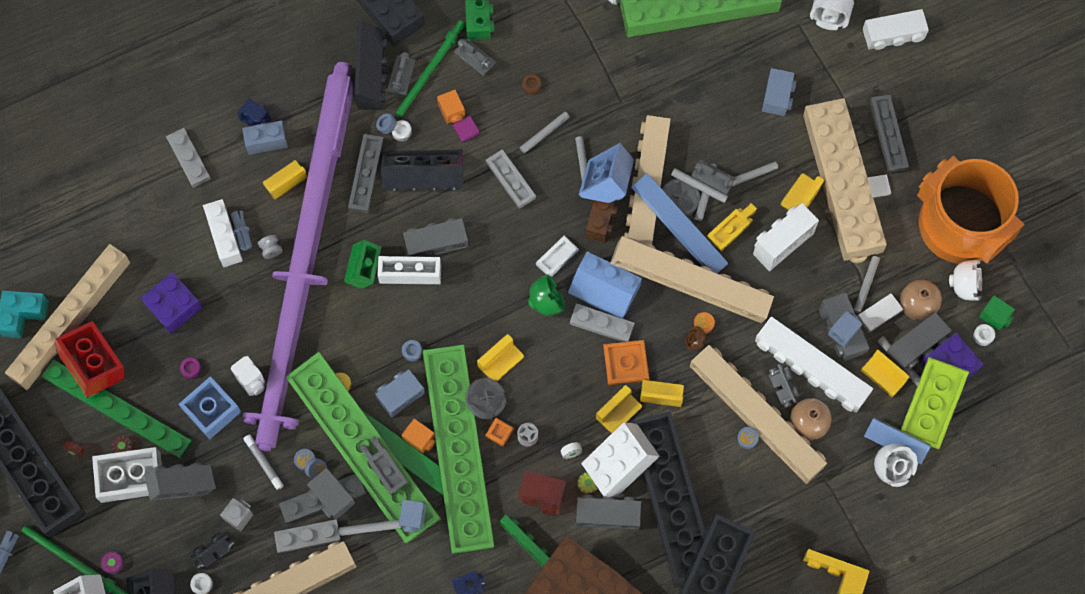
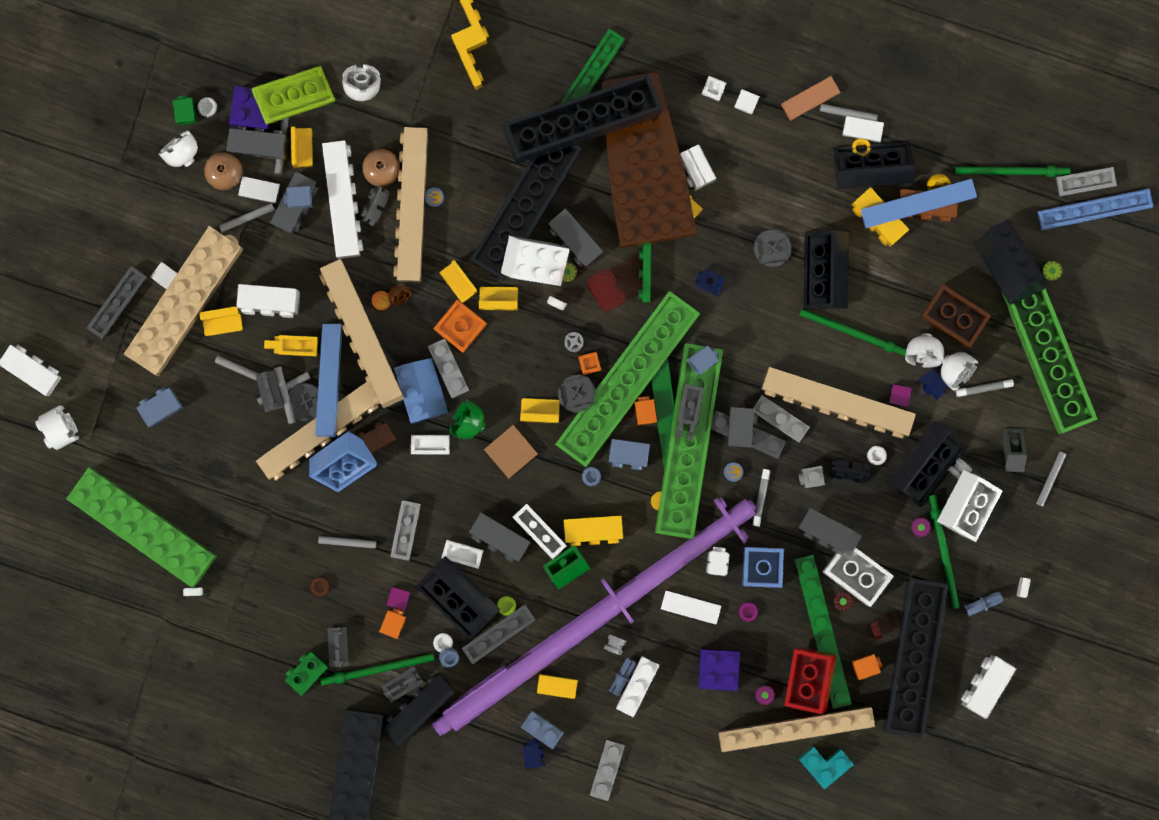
camera: 135 degrees left, 15 degrees up
(55, 414) = (866, 666): none -> orange brick
(118, 320) = (764, 695): none -> magenta tile
(238, 329) = (690, 607): none -> white tile
(314, 467) = (732, 457): sand blue tile -> none
(370, 311) = (593, 530): none -> yellow brick
(372, 527) = (735, 382): light grey bar -> none
(381, 199) = (506, 605): none -> lime tile
(451, 204) = (462, 554): none -> white tile
(491, 309) = (510, 451): none -> medium nougat tile
(581, 155) = (341, 497): light grey bar -> none
(887, 434) = (341, 101): medium blue tile -> none
(952, 241) = (162, 211): orange cylinder -> none

